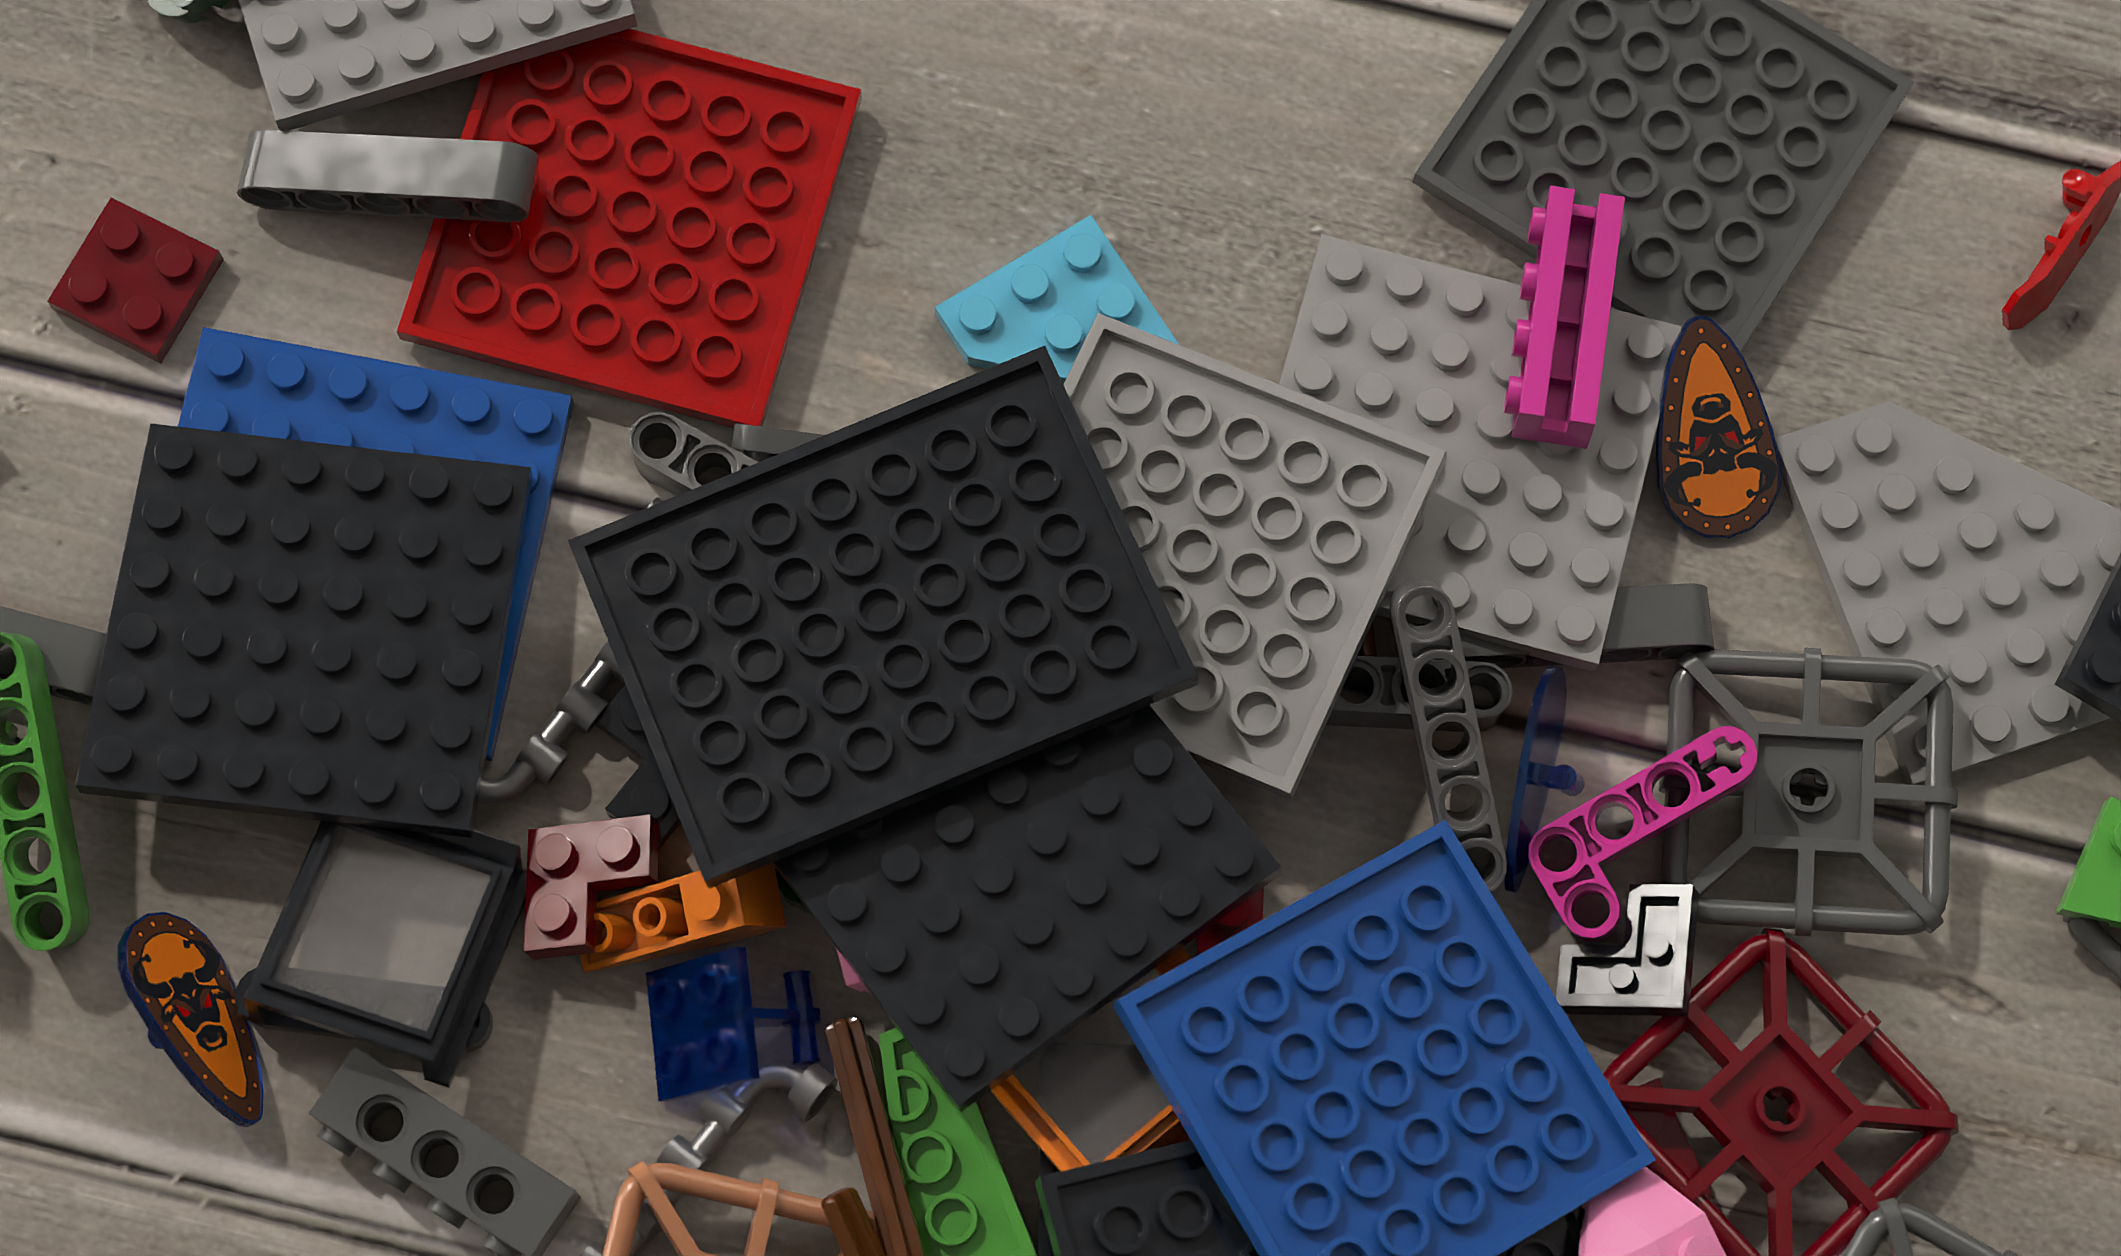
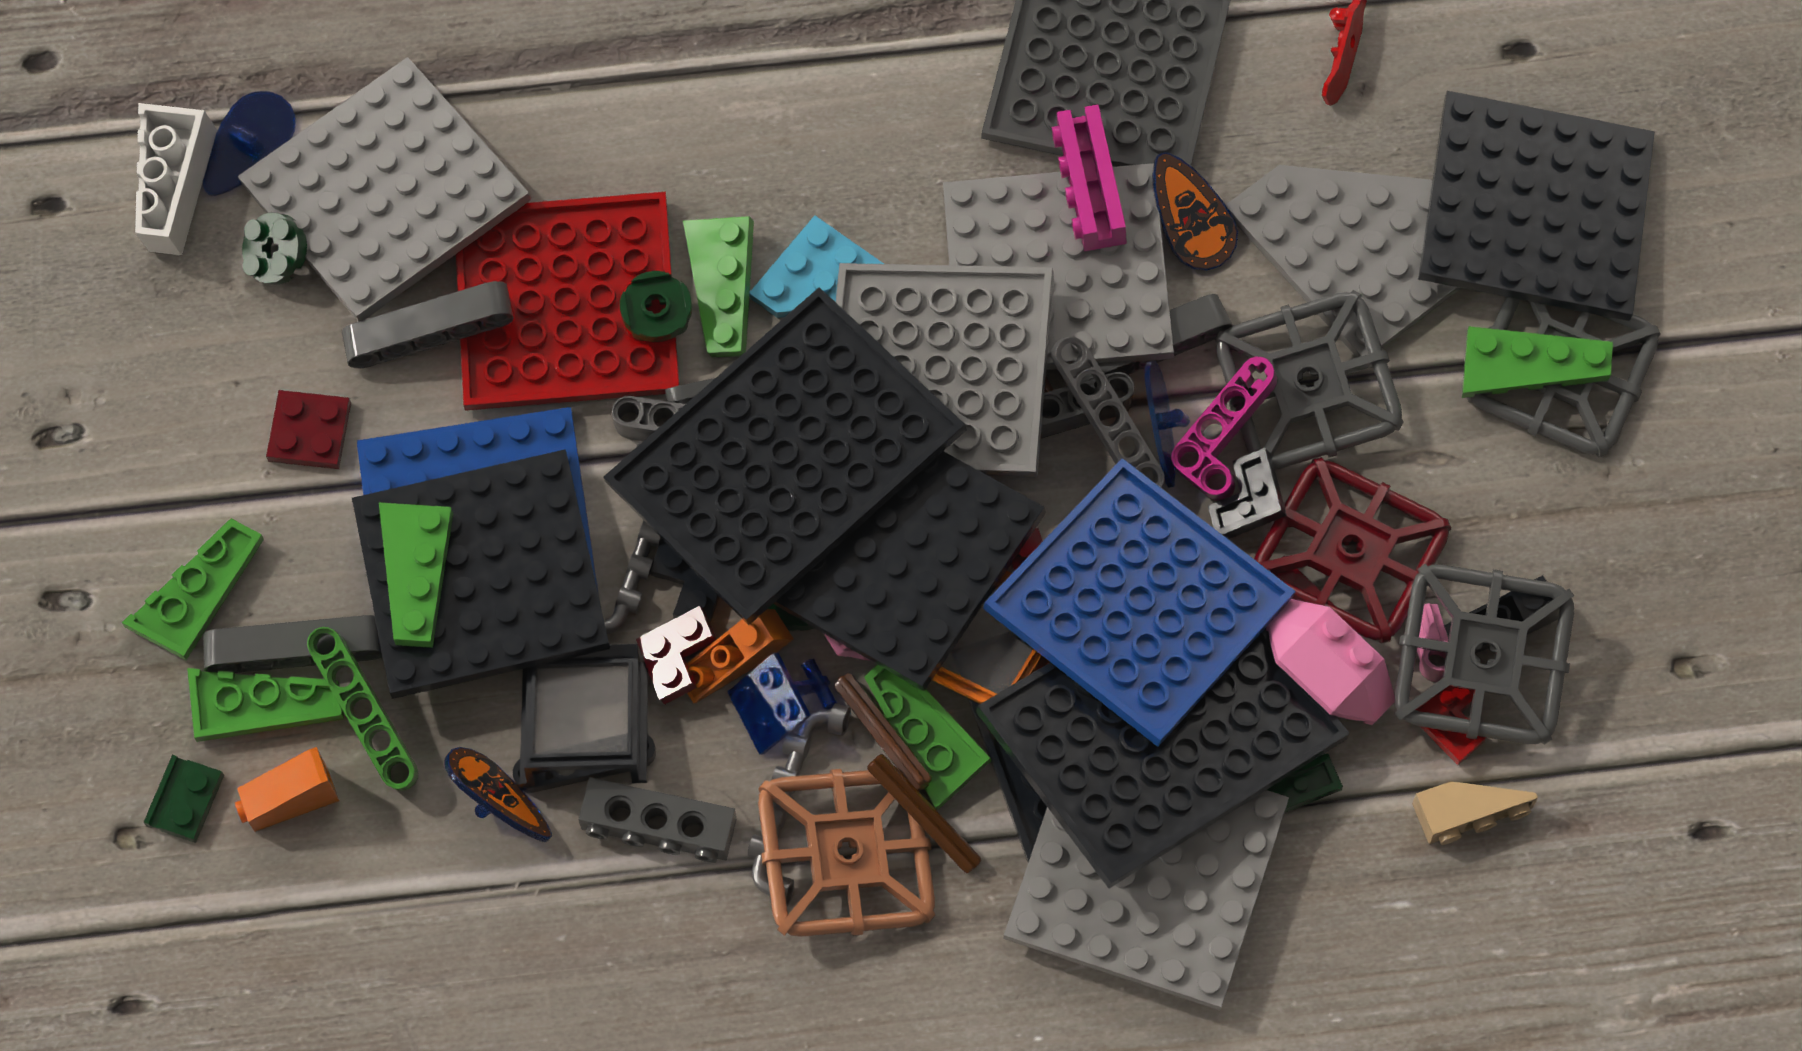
camera: 10 degrees left, 5 degrees down
(200, 579) = (415, 567): none -> bright green wing
(790, 308) = (660, 326): none -> dark green plate
(900, 262) = (722, 274): none -> bright green wing

